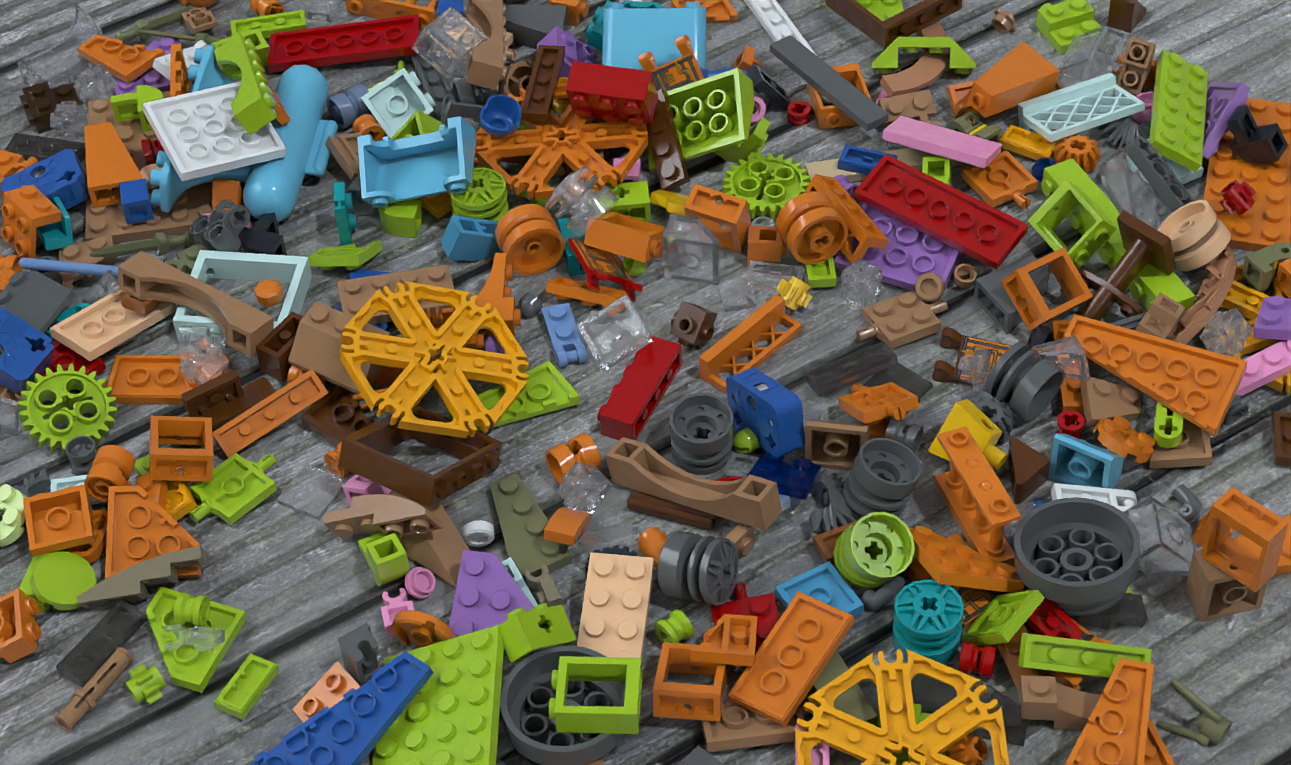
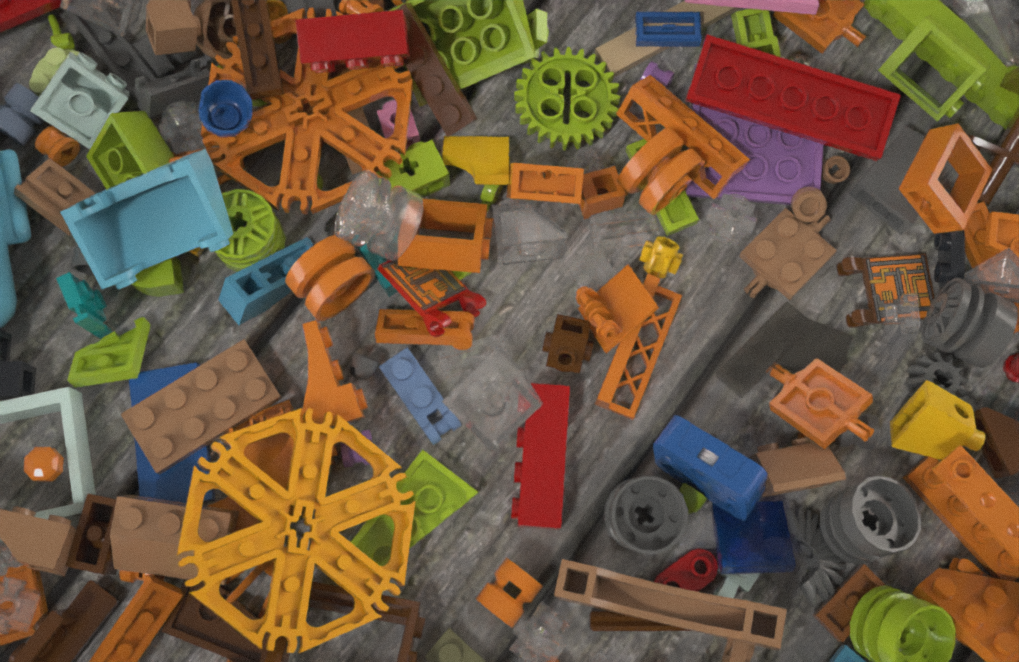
camera: 25 degrees left, 30 degrees up
(729, 314) = (616, 307): none -> orange hinge

